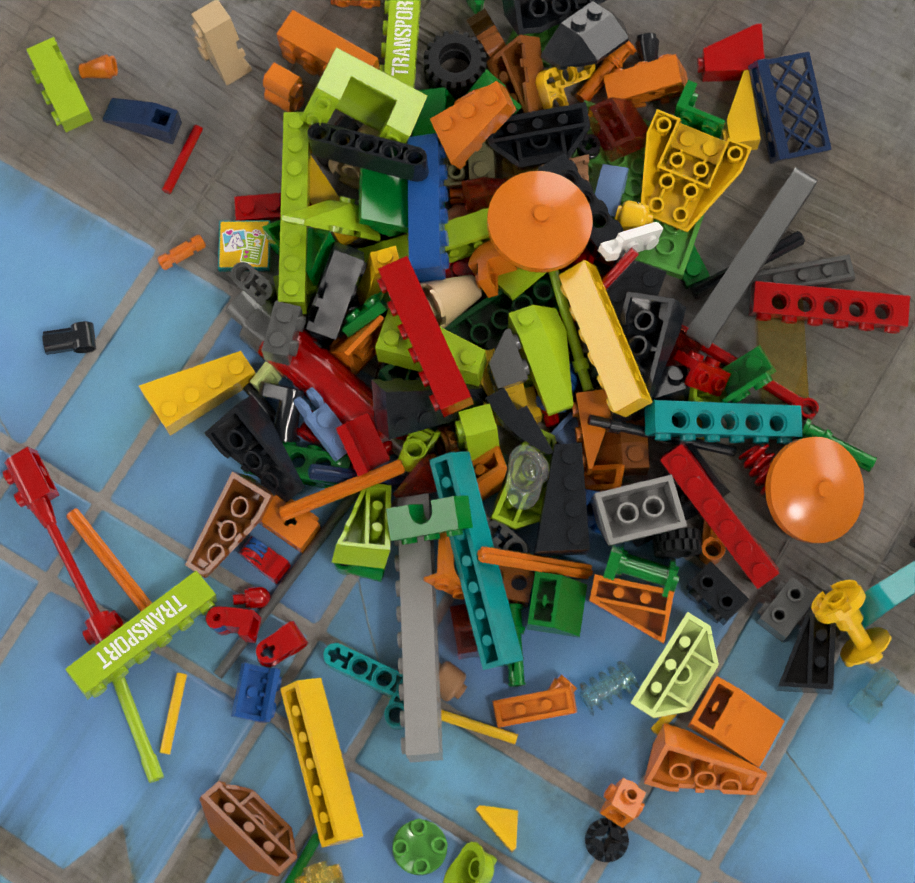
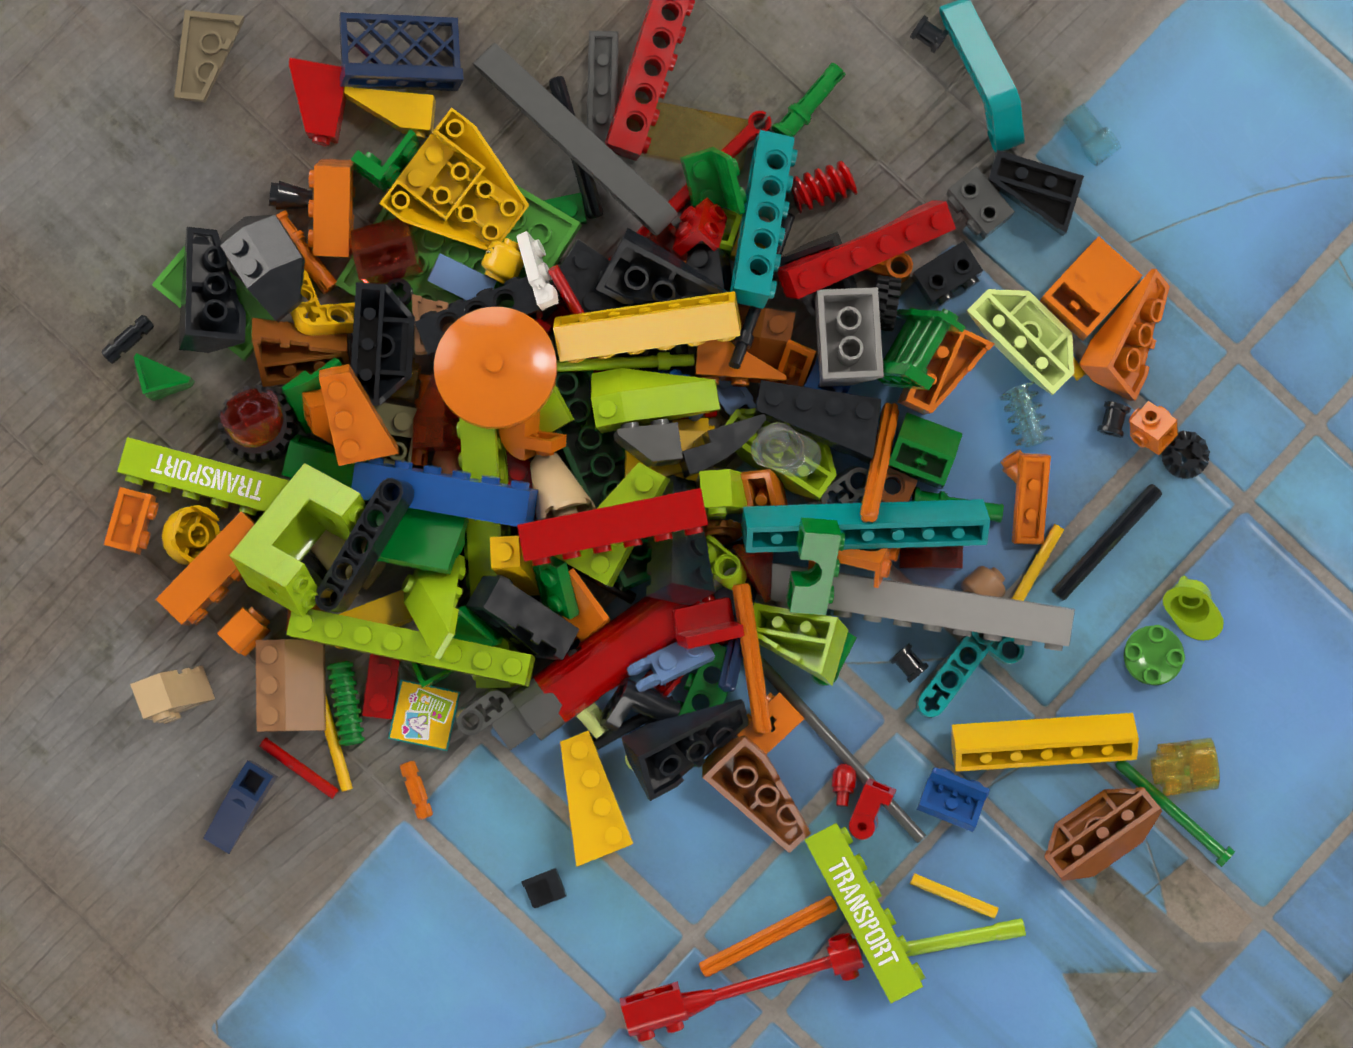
camera: 80 degrees left, 10 degrees up
(59, 85) = (178, 897): lime wedge -> none
(77, 338) = (496, 932): black piece -> none
(102, 67) = (161, 846): orange cone -> none
(119, 370) = (544, 888): none -> black panel
(216, 177) = (336, 752): none -> yellow bar
(241, 182) = (346, 703): none -> green piece
(245, 134) = (290, 685): none -> medium nougat slope
(265, 559) = (804, 762): red leg -> none
(282, 333) = (560, 686): dark grey brick -> none
(285, 643) = (903, 756): red piece -> none
(356, 28) = (189, 533): none -> yellow cylinder
(368, 631) = (909, 663): none -> black bush
(455, 50) = (253, 418): none -> clear red cylinder
(486, 32) = (228, 377): leg -> none
(502, 823) = (1147, 560): yellow slope -> none
(512, 785) = (1107, 542): none -> black axle
(623, 767) = (1113, 419): none -> black bush
(814, 490) = (857, 139): orange dish -> none
(842, 608) = (1002, 143): yellow piece -> none

